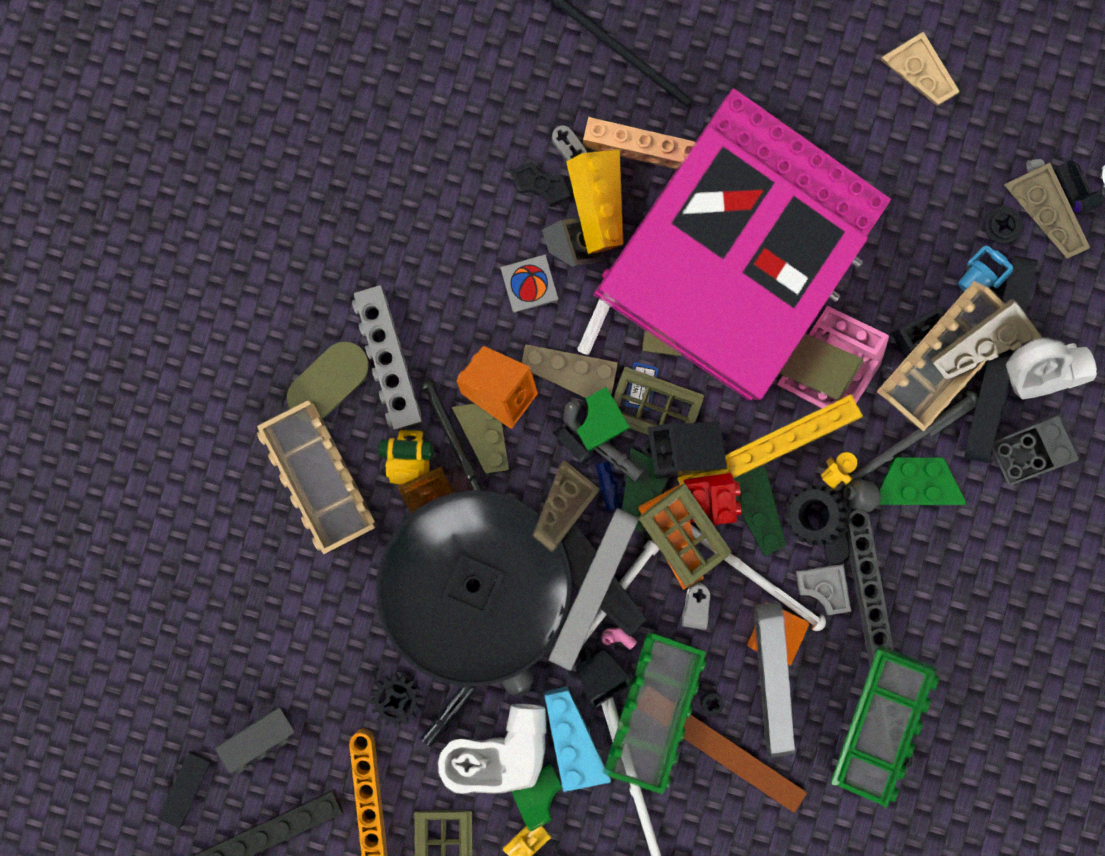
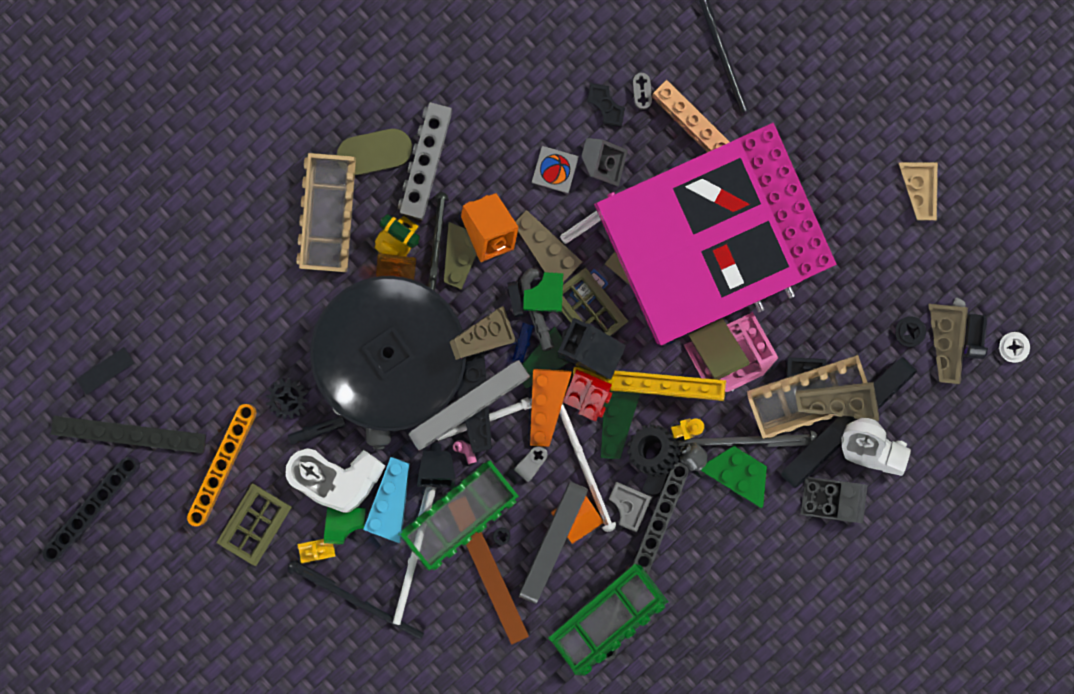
camera: 35 degrees right, 0 degrees up
(255, 741) = (173, 366): dark grey wedge -> none
(598, 198) = (638, 140): yellow wedge -> none
(667, 548) = (571, 407): olive piece -> none
(981, 273) = (869, 357): dark azure piece -> none

